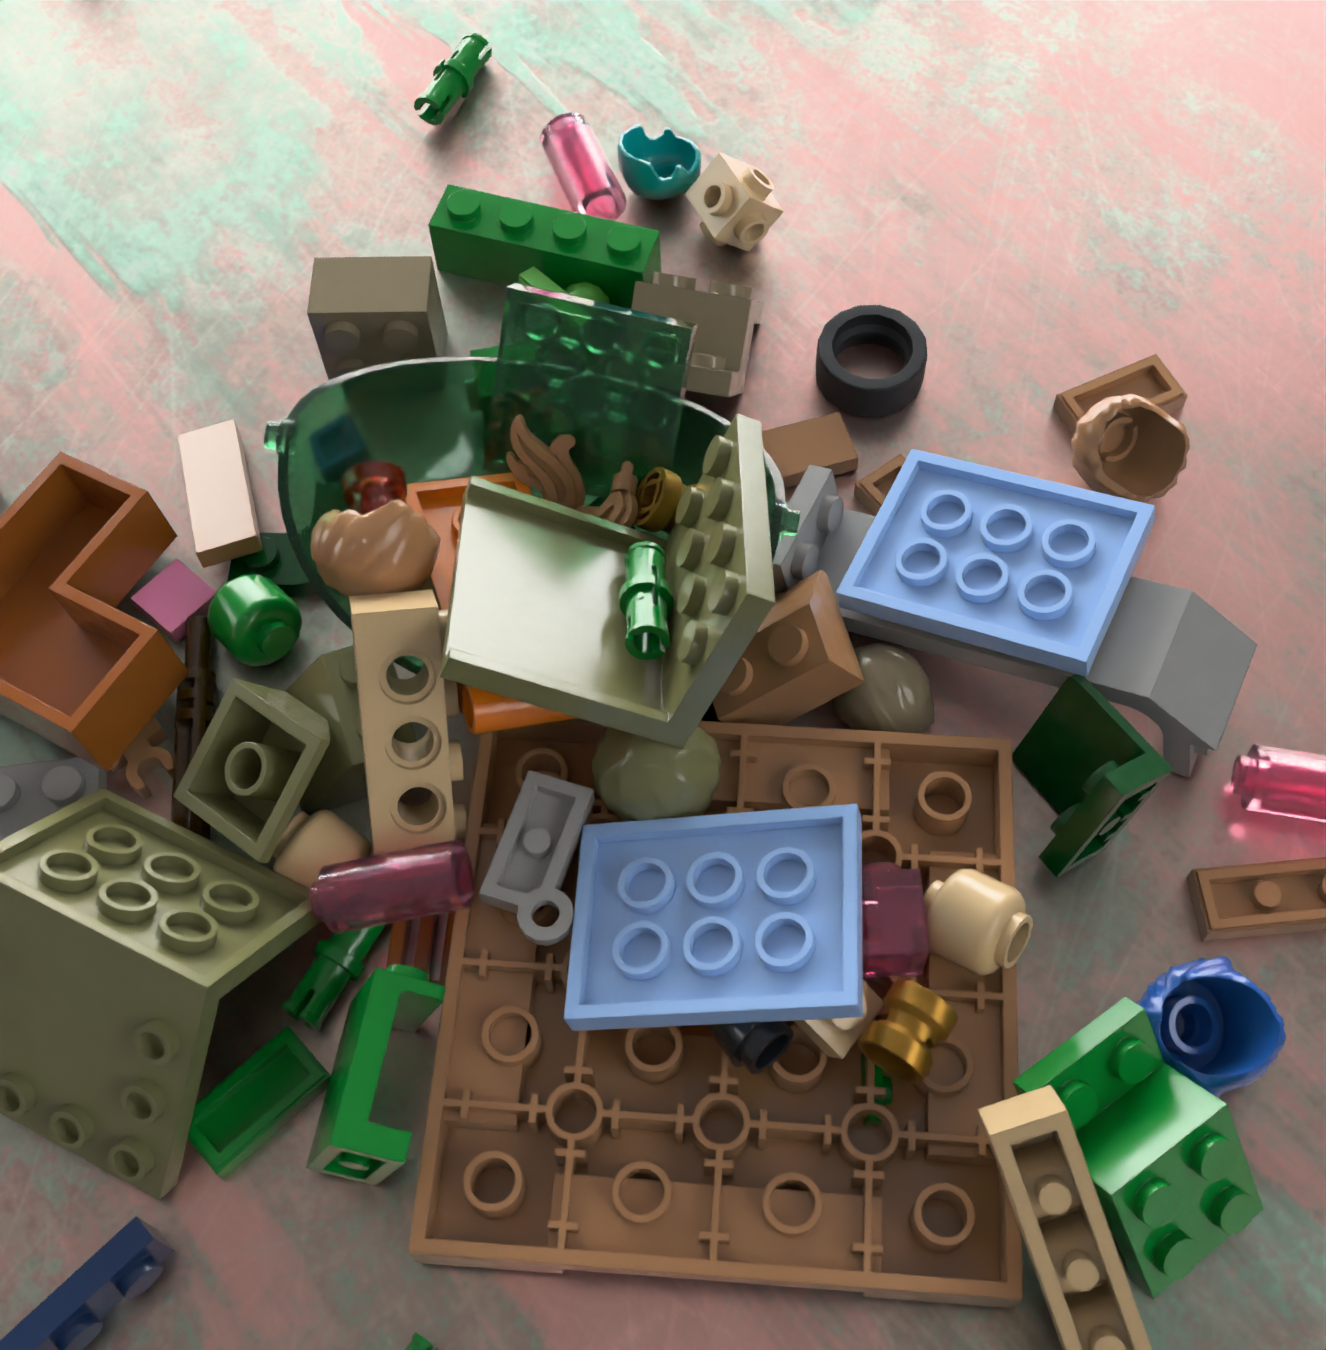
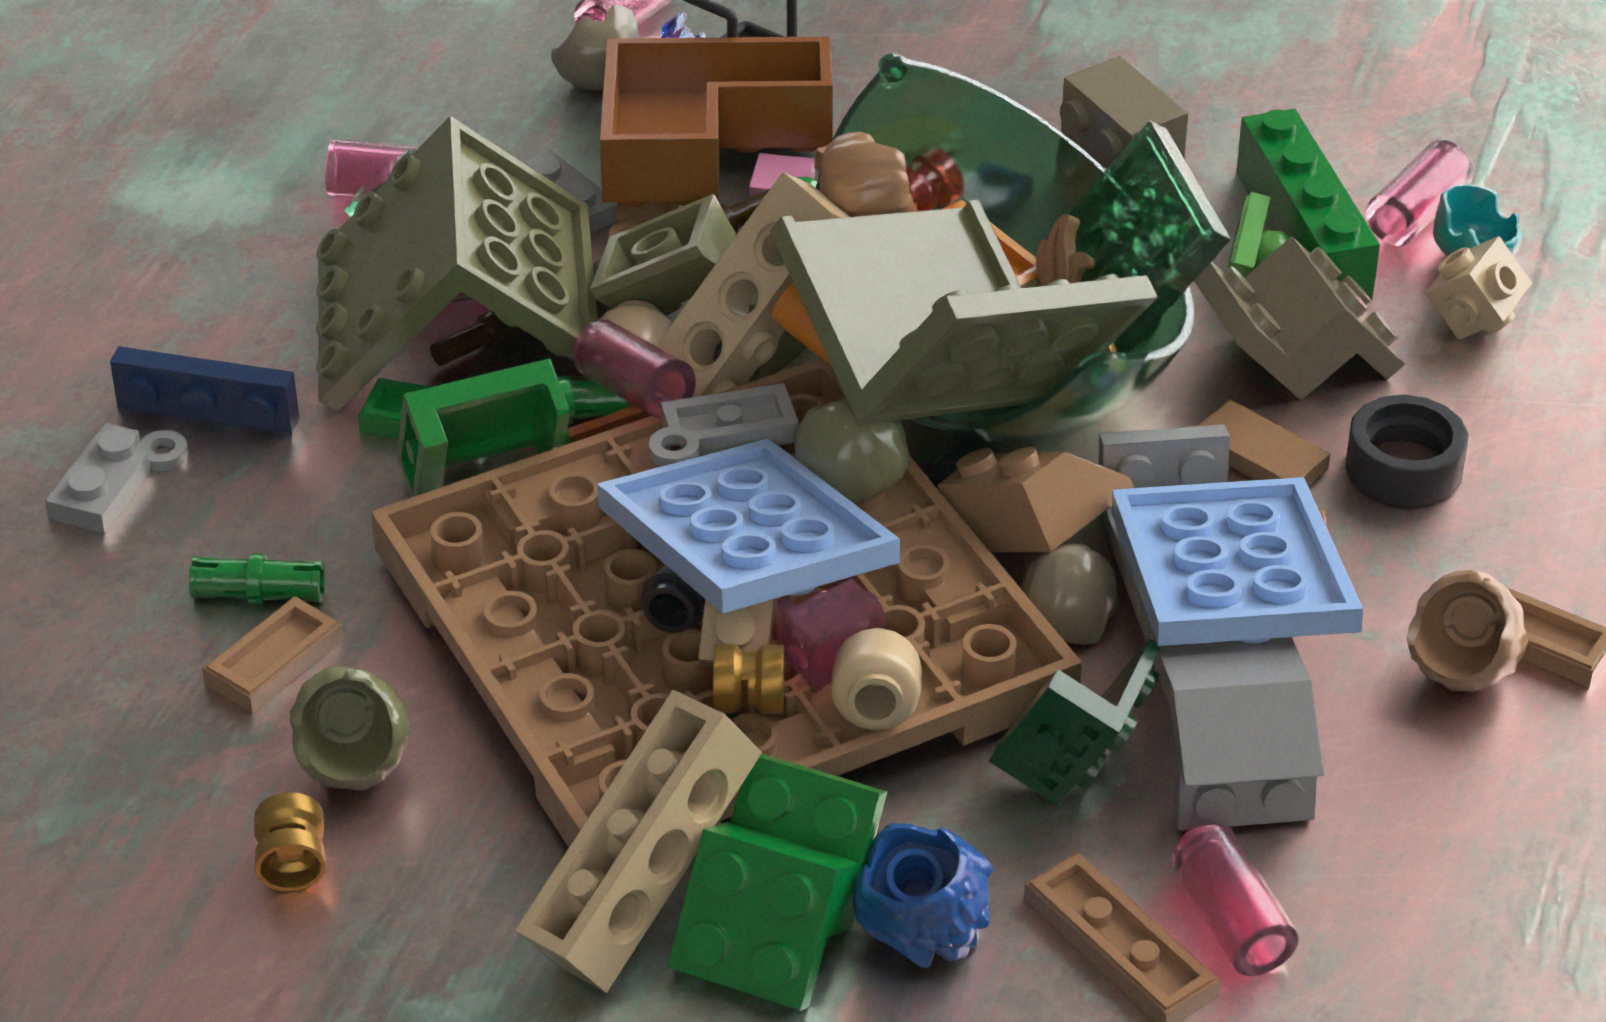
camera: 55 degrees right, 20 degrees down
(453, 78) = (1437, 78): green pin -> none

